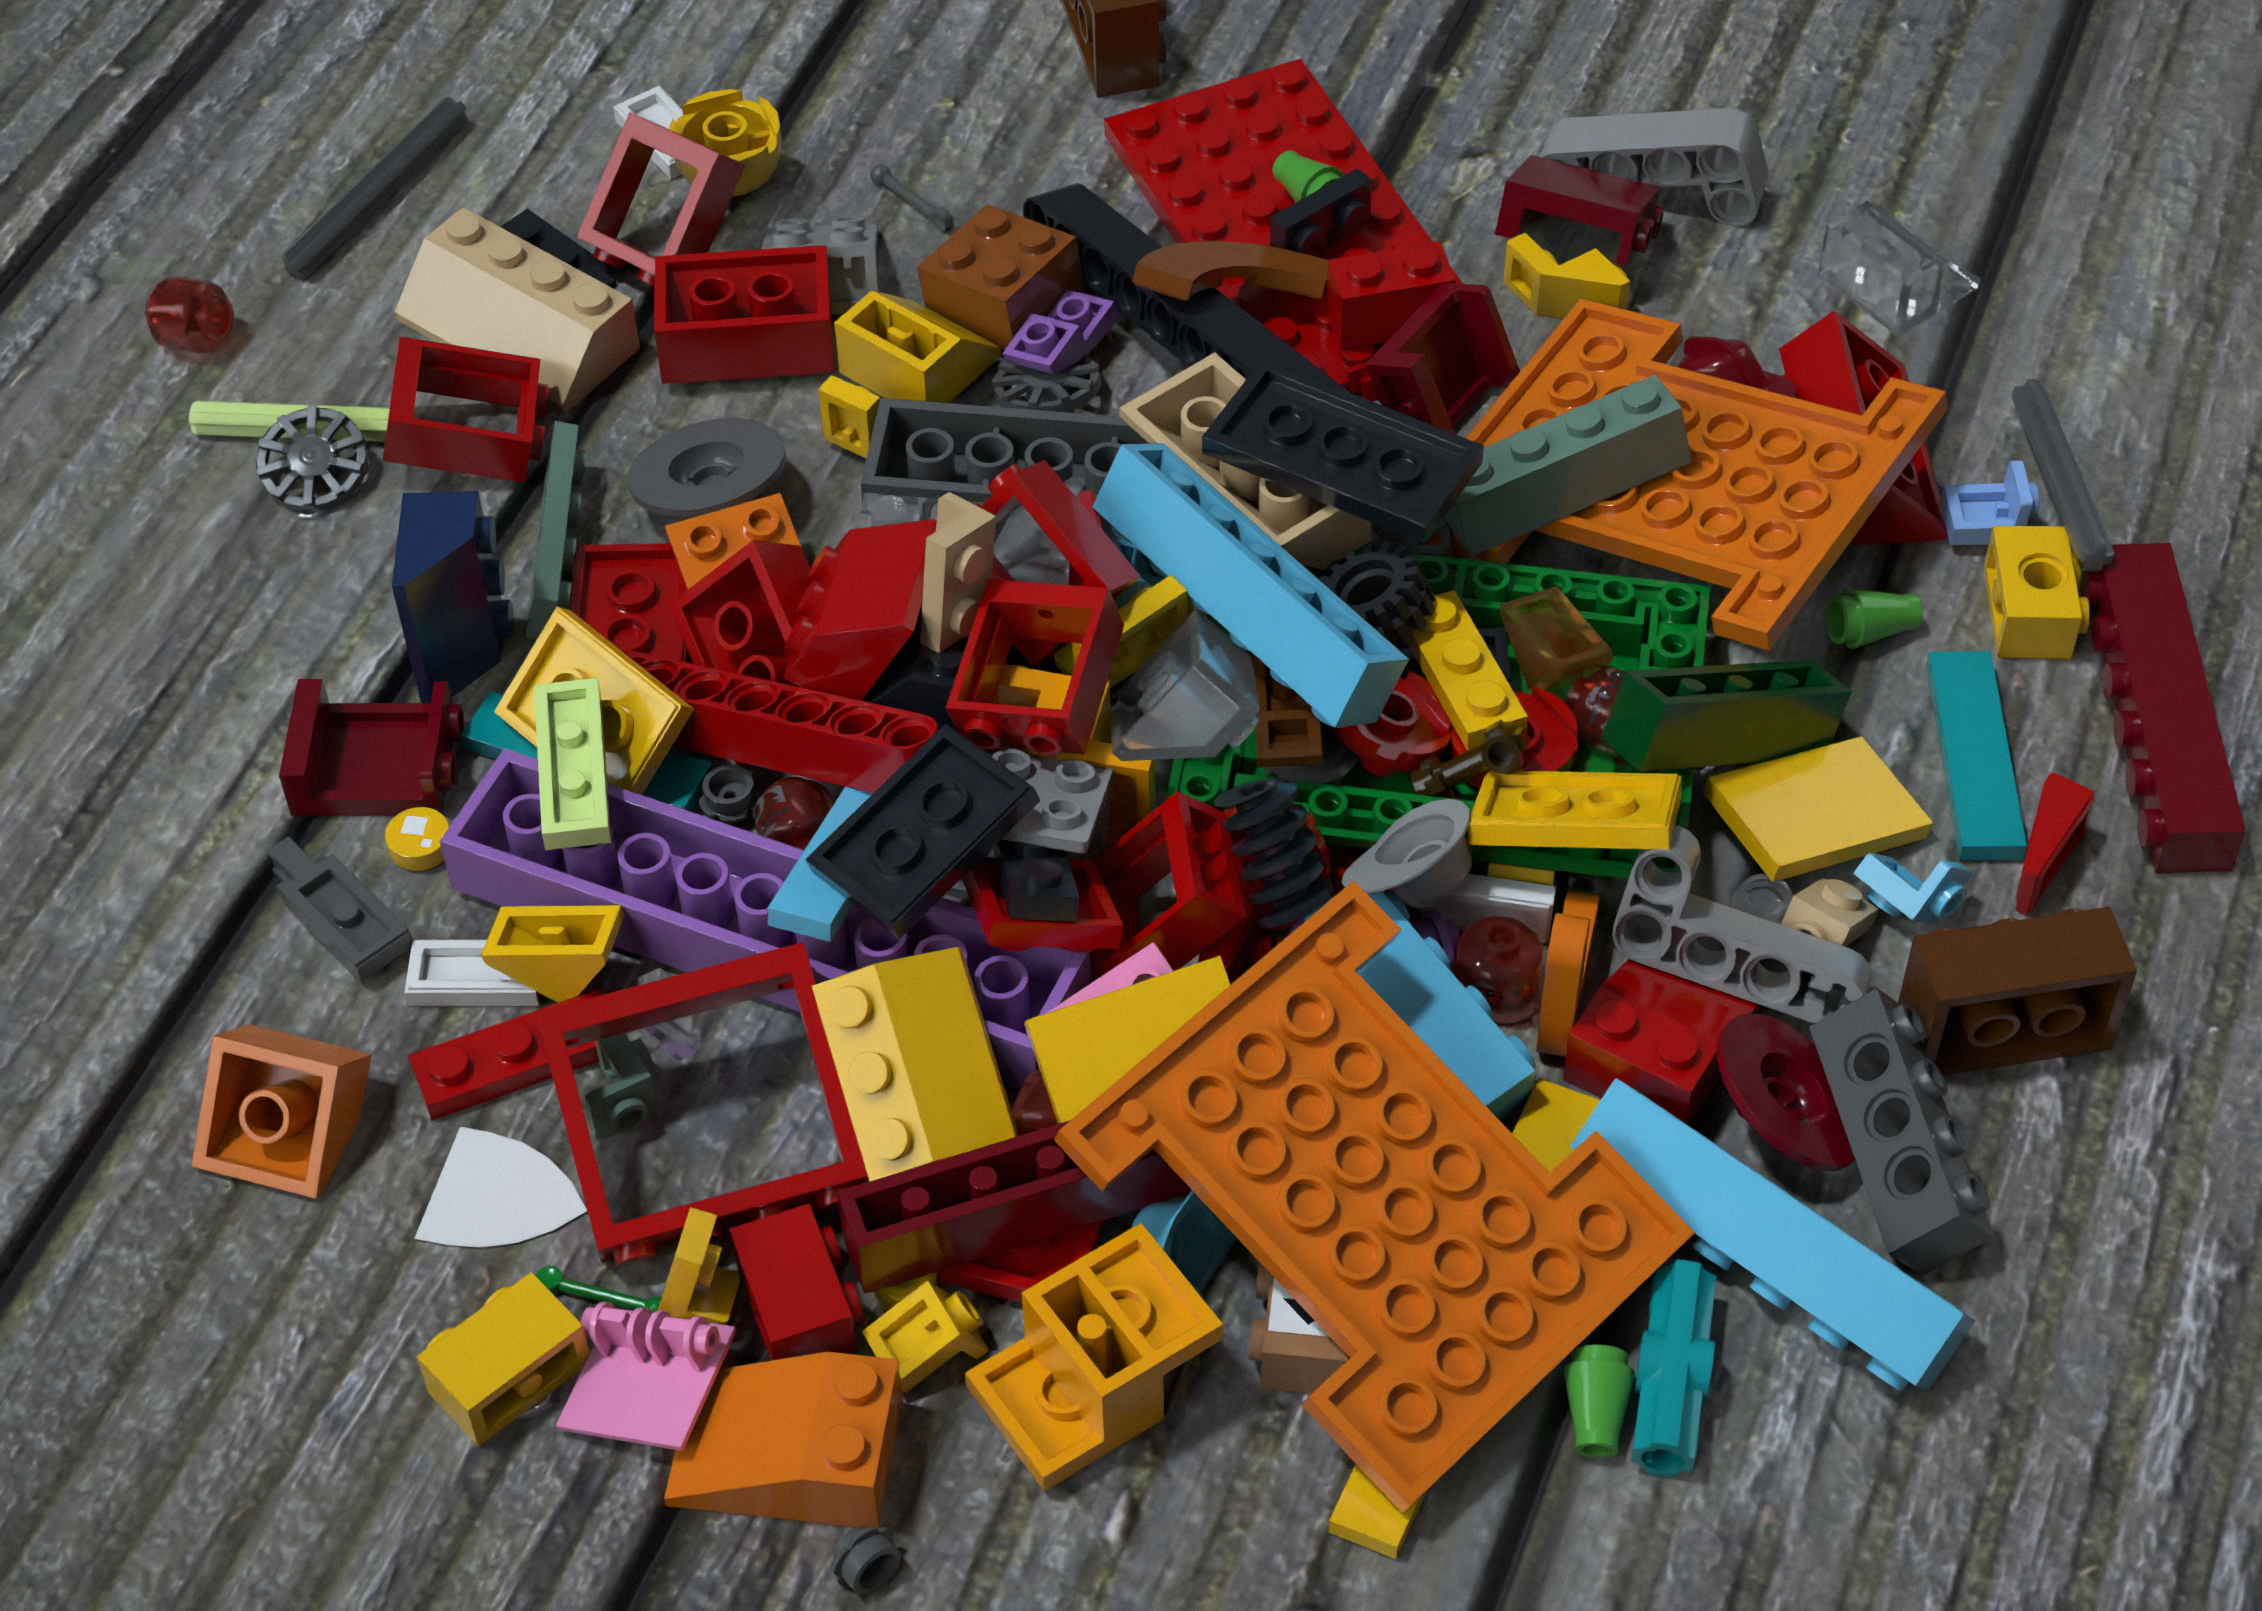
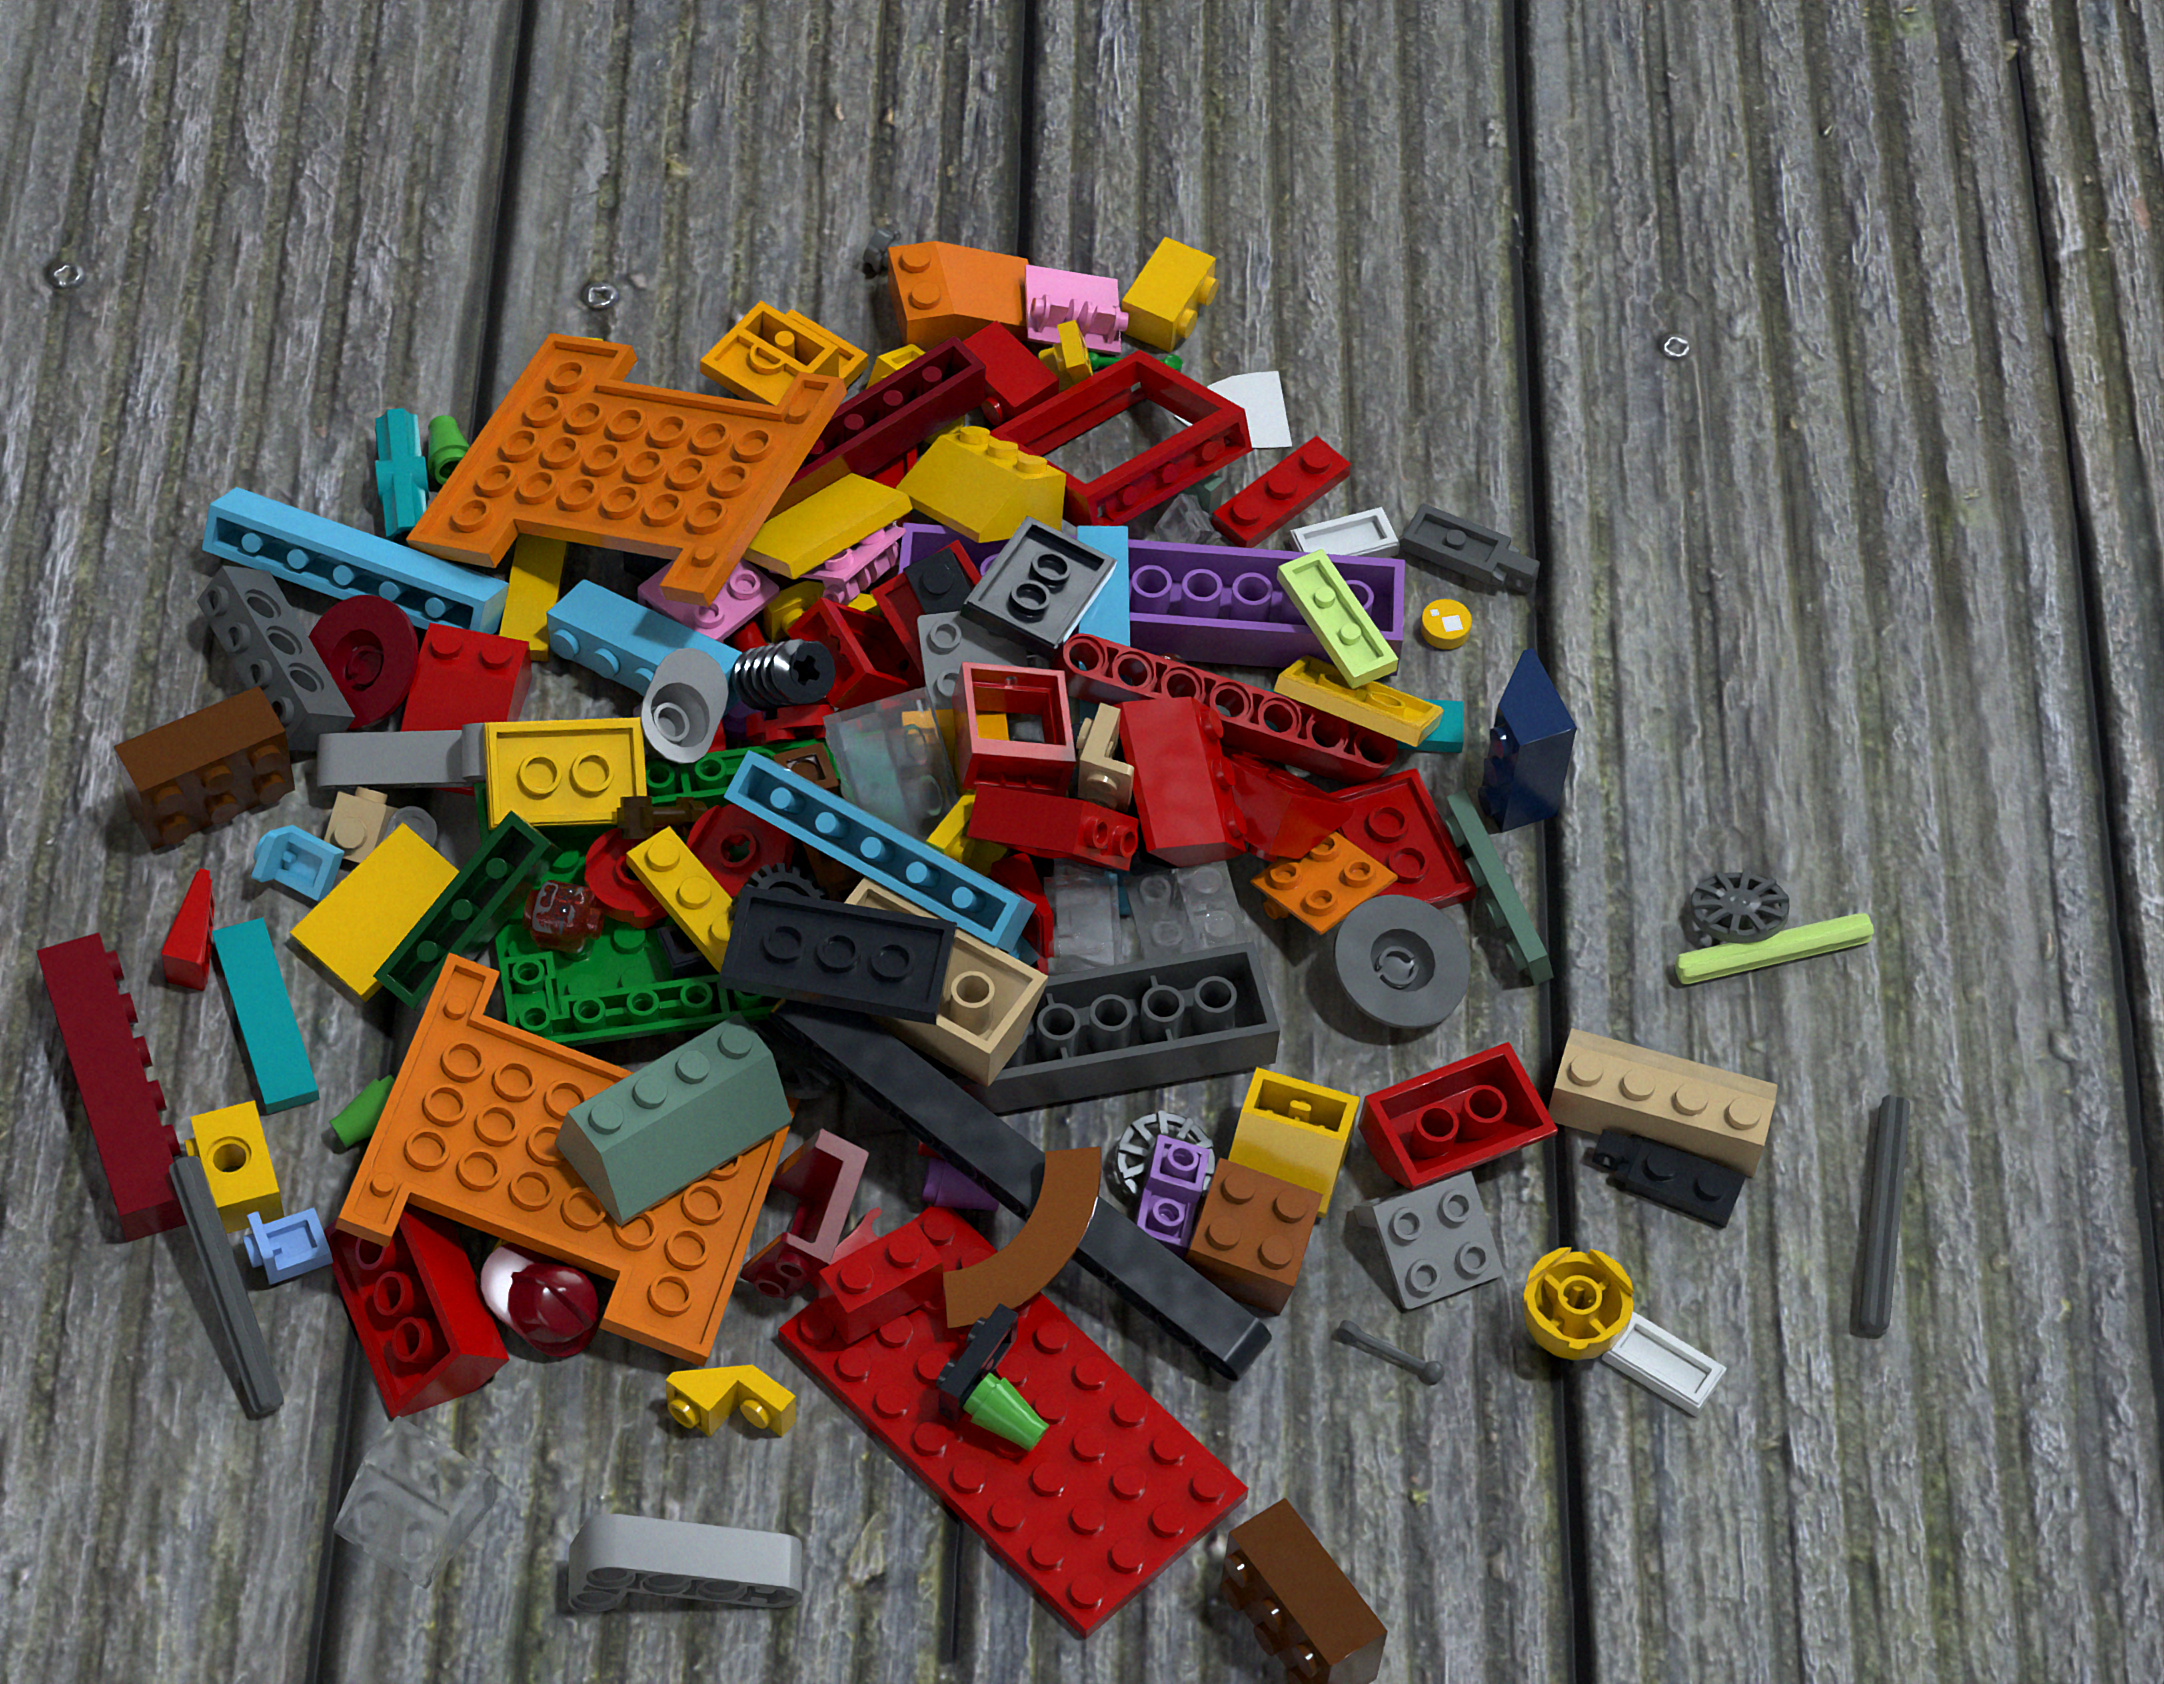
camera: 155 degrees right, 5 degrees up
(189, 314) = (1940, 1010): clear red head -> none
(278, 1108) = (1413, 408): orange slope -> none
(368, 754) = (1488, 663): dark red panel -> none
(471, 376) = (1622, 921): red window -> none
(553, 946) = (1288, 529): yellow slope -> none
(699, 215) = (1594, 1196): red window -> none
(847, 414) = (1306, 1049): yellow bracket -> none
(1500, 961) = (598, 698): clear red head -> none
(1552, 640) = (621, 935): clear orange slope -> none
(1566, 970) = (541, 663): orange beam -> none
(1582, 197) = (736, 1464): dark red panel -> none

